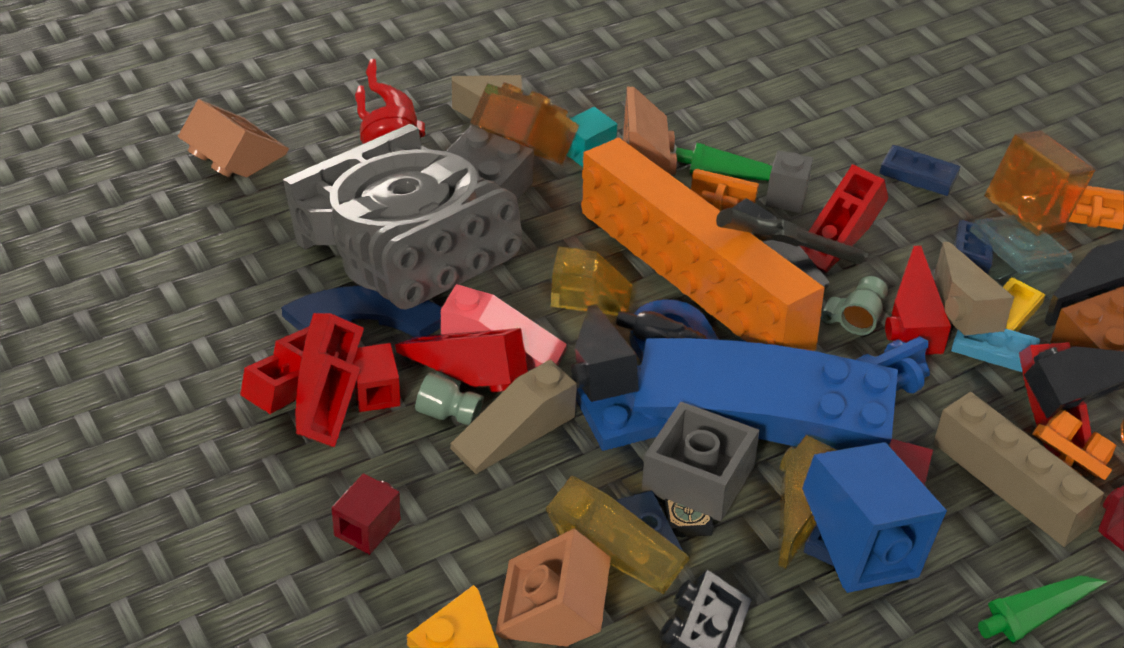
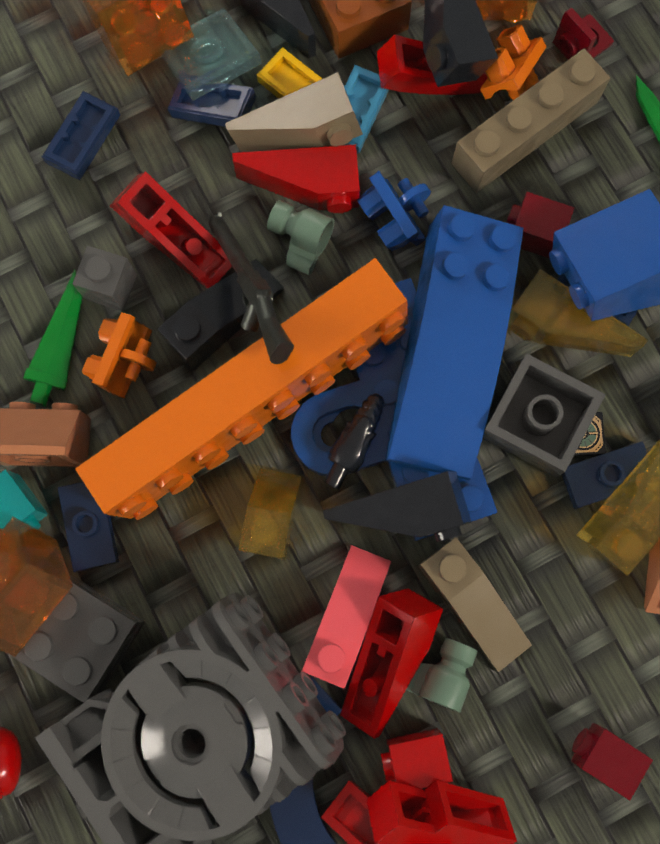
camera: 85 degrees left, 35 degrees up
(560, 186) = (87, 529): none -> dark blue plate

